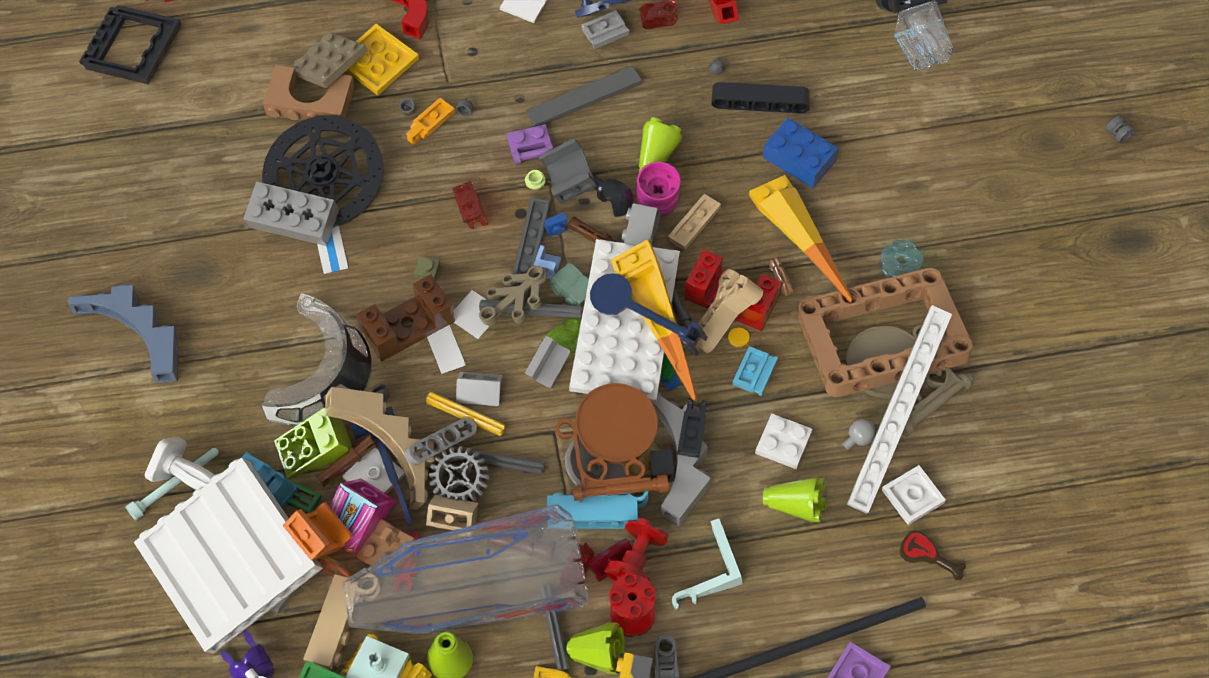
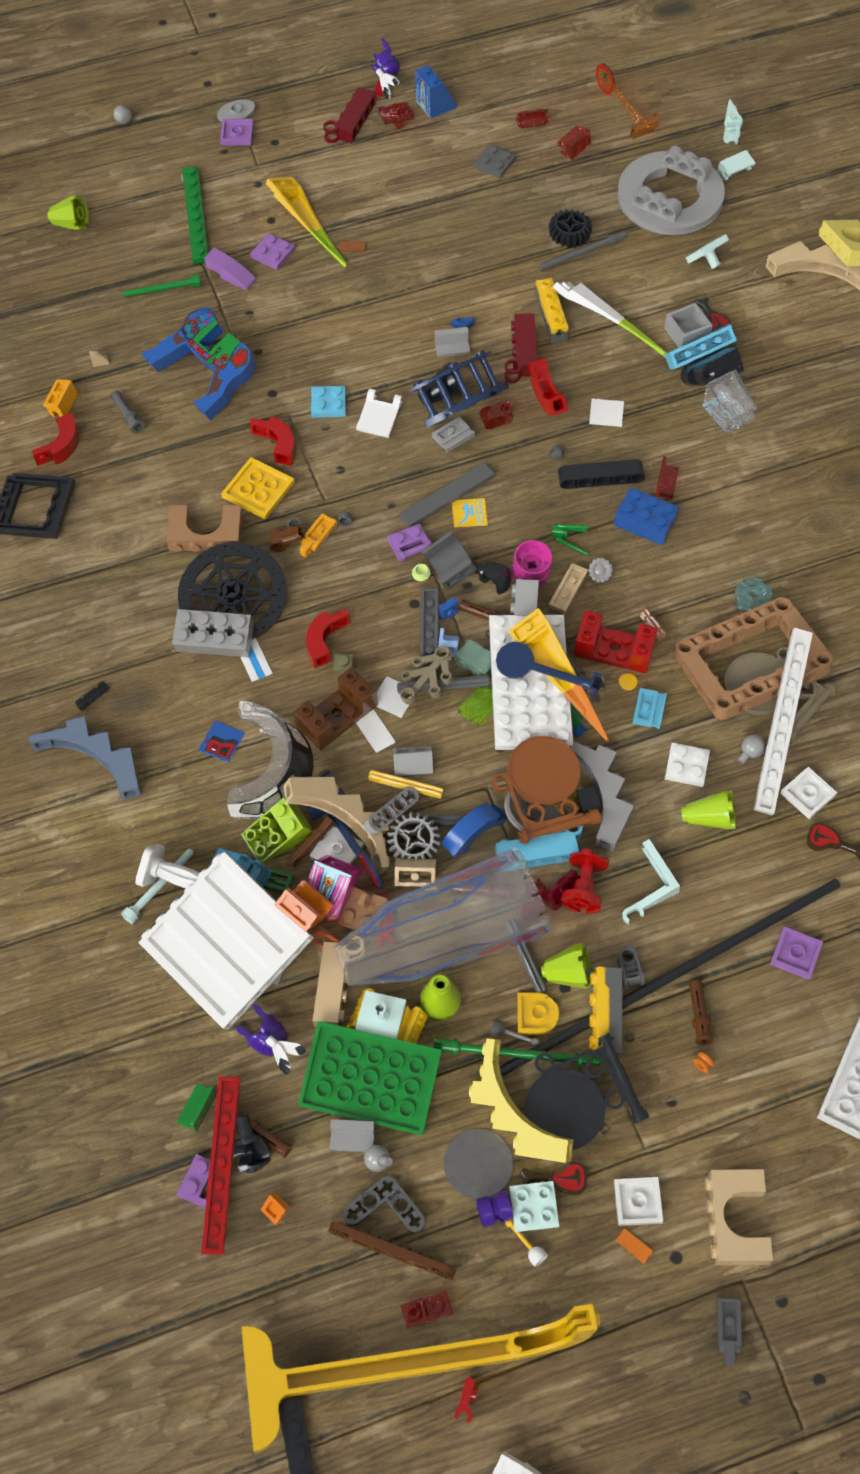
camera: 10 degrees left, 0 degrees up
(147, 263) = (91, 695): none -> black axle
(276, 334) = (221, 741): none -> sticker
(328, 59) = (216, 494): dark tan plate -> none
(390, 118) = (281, 538): none -> reddish brown piece
(407, 229) = (319, 631): none -> red arch
(469, 204) = (369, 602): clear red hinge -> none
(524, 472) = (471, 827): none -> blue arch
(548, 362) = (469, 728): light grey panel -> none
(604, 120) = (469, 513): none -> yellow sticker
(632, 604) = (592, 924): red piece -> none
(658, 142) = (522, 524): lime cone -> none
(692, 430) = (610, 767): black hinge -> none
(701, 156) = (561, 531): none -> green plant
(732, 298) = (619, 647): tan beam -> none
(735, 206) = (600, 570): none -> light grey piece
(783, 28) = (606, 412): none -> white sticker
(785, 208) = (645, 566): yellow plate -> none
(833, 115) = (666, 480): none -> clear red panel

